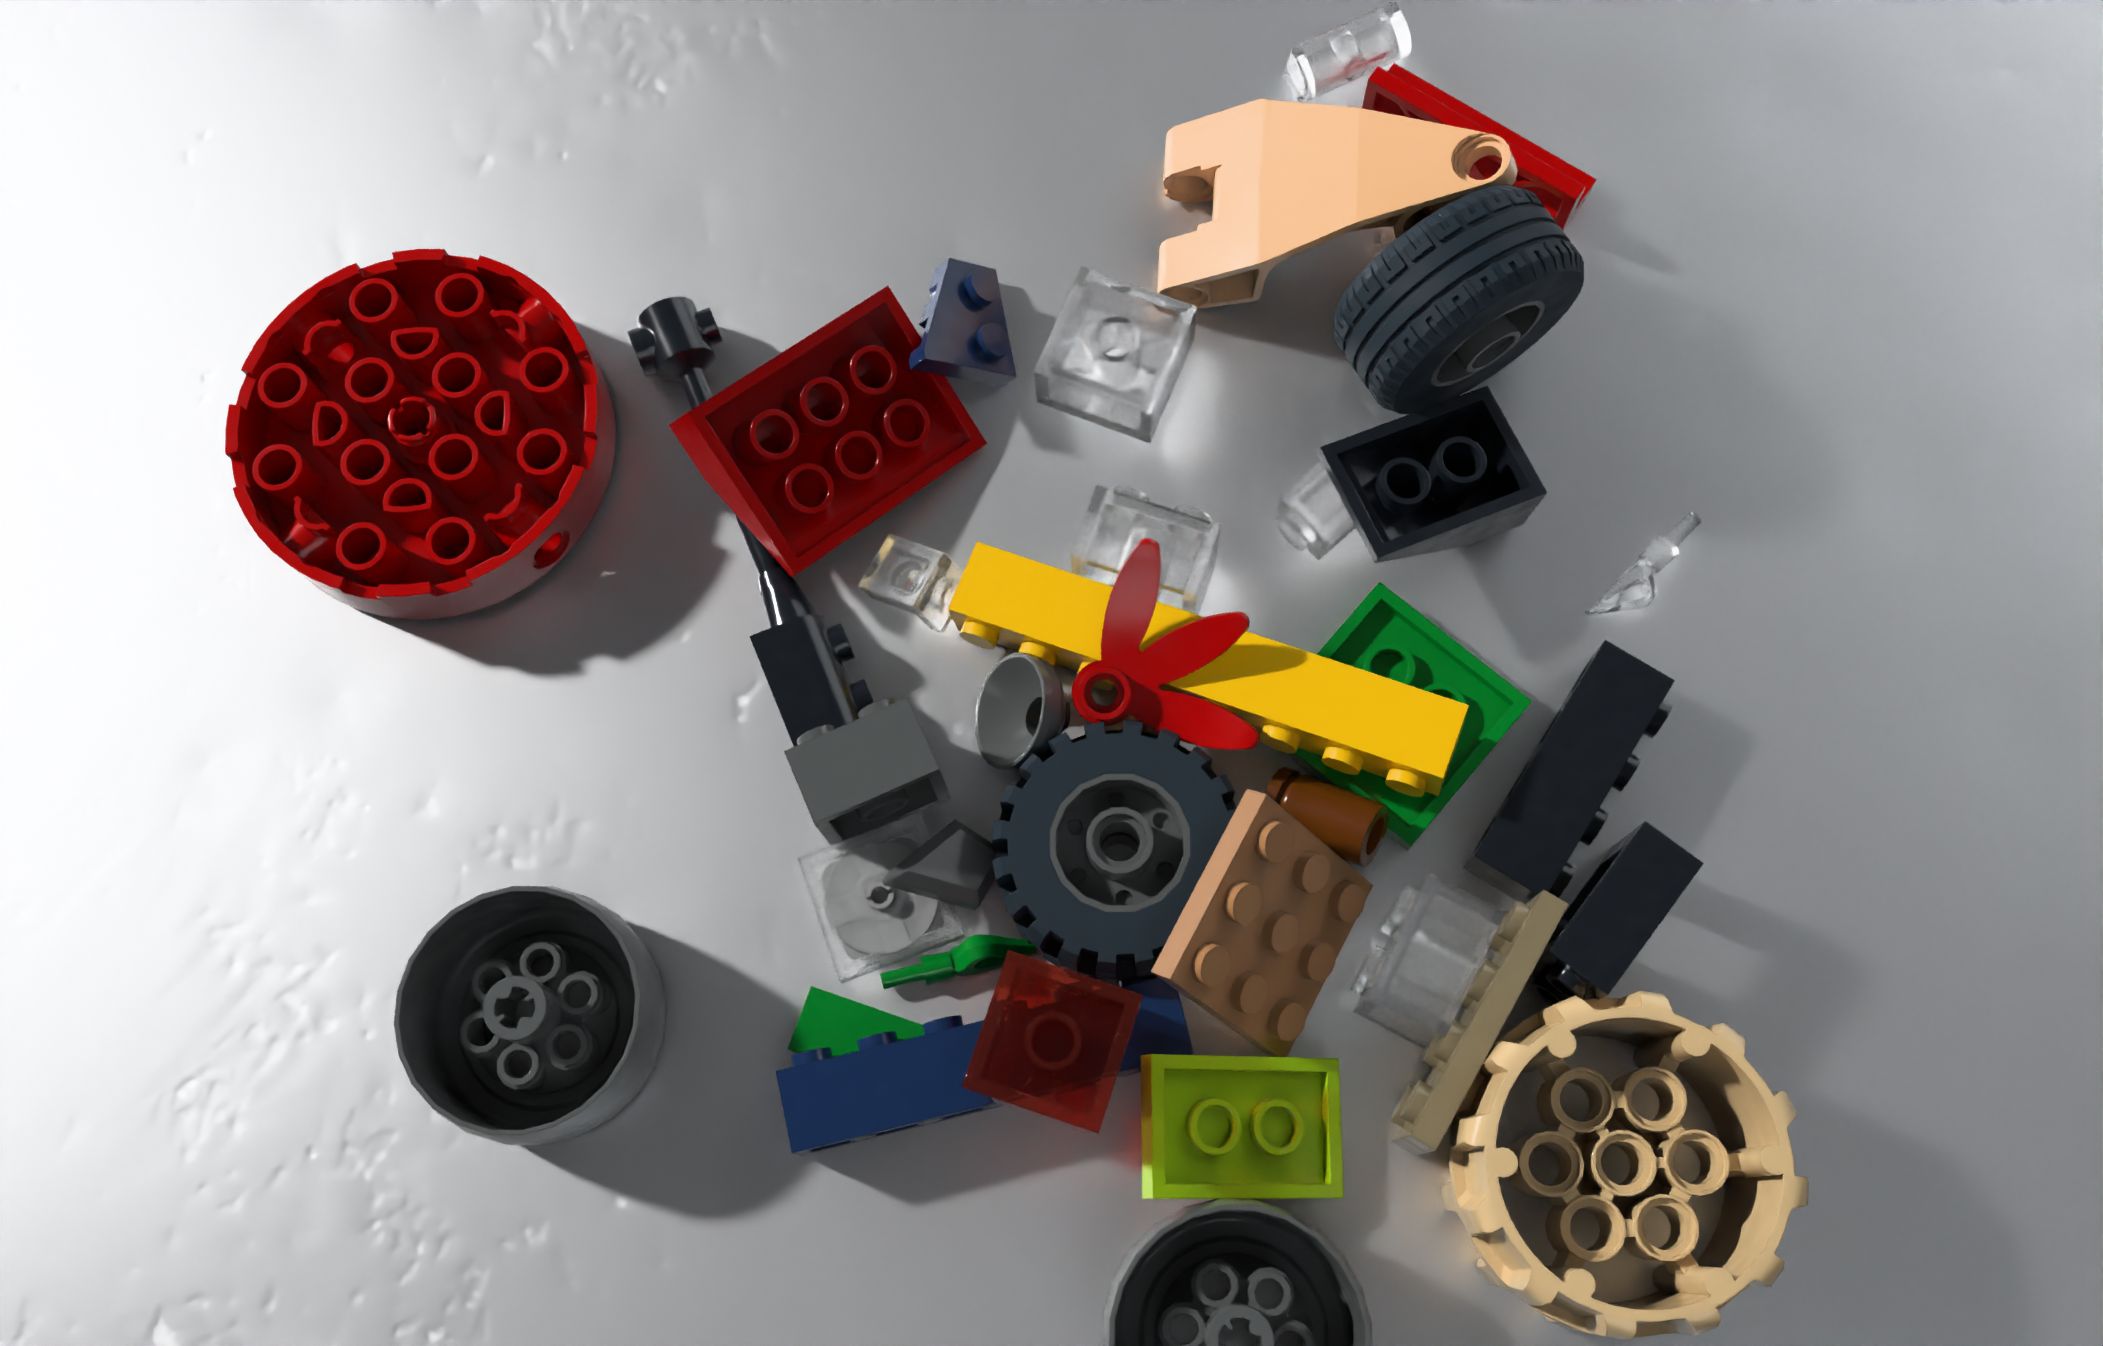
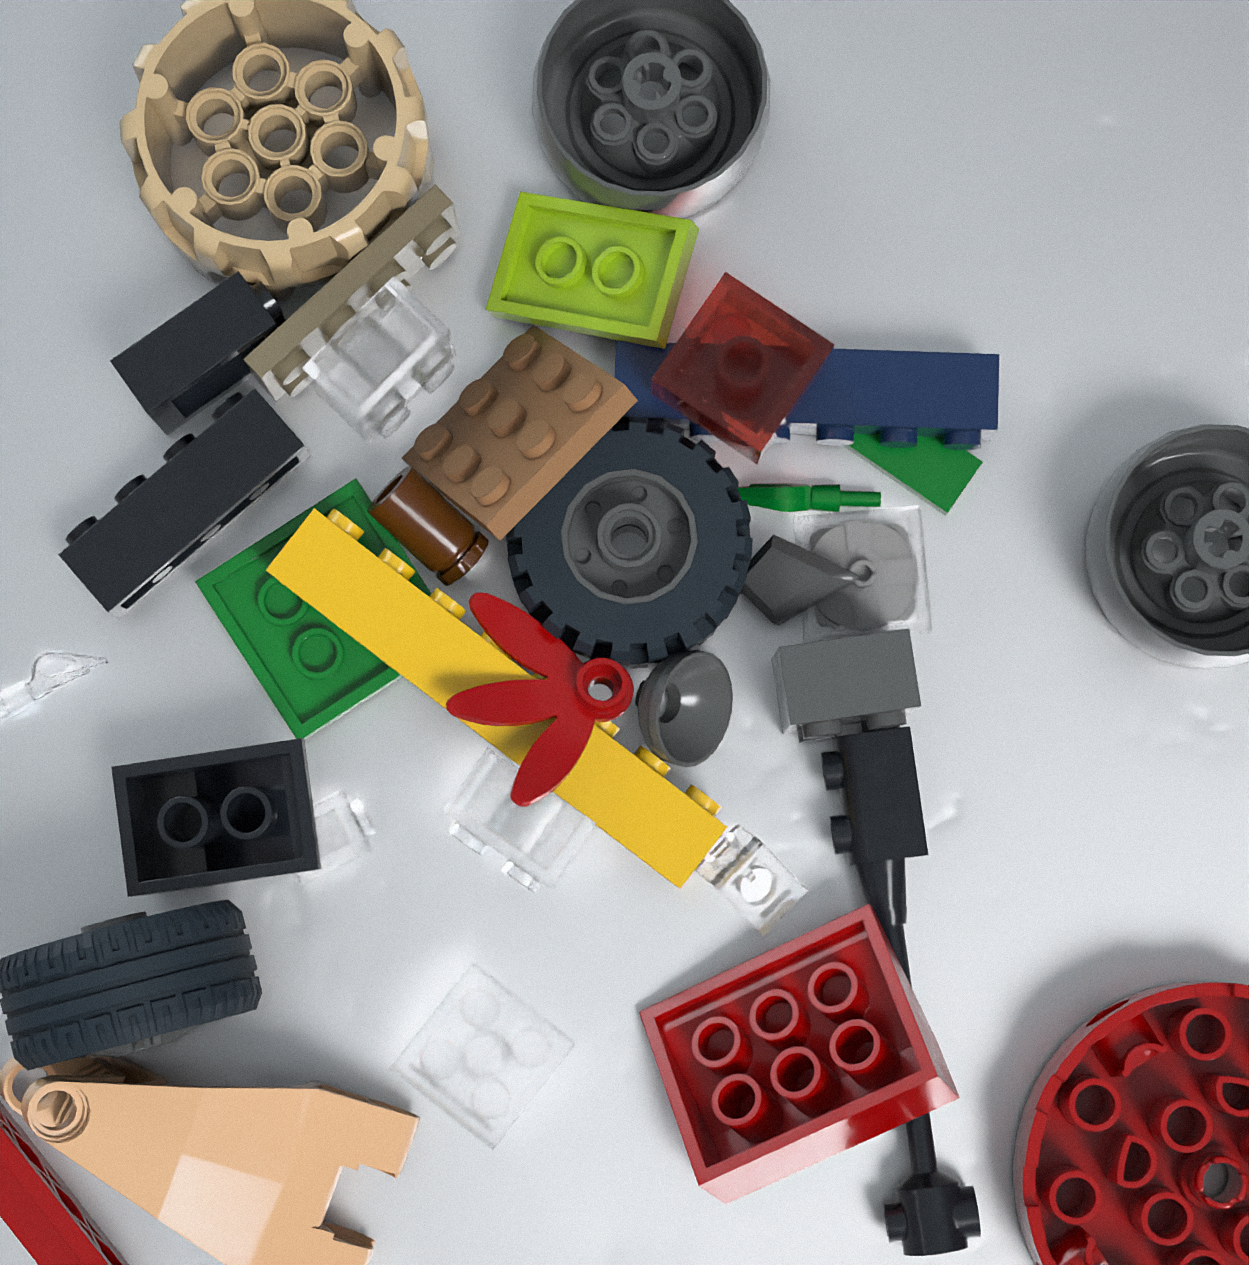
camera: 175 degrees left, 10 degrees up
(965, 327) = (627, 1139): dark blue wing -> none

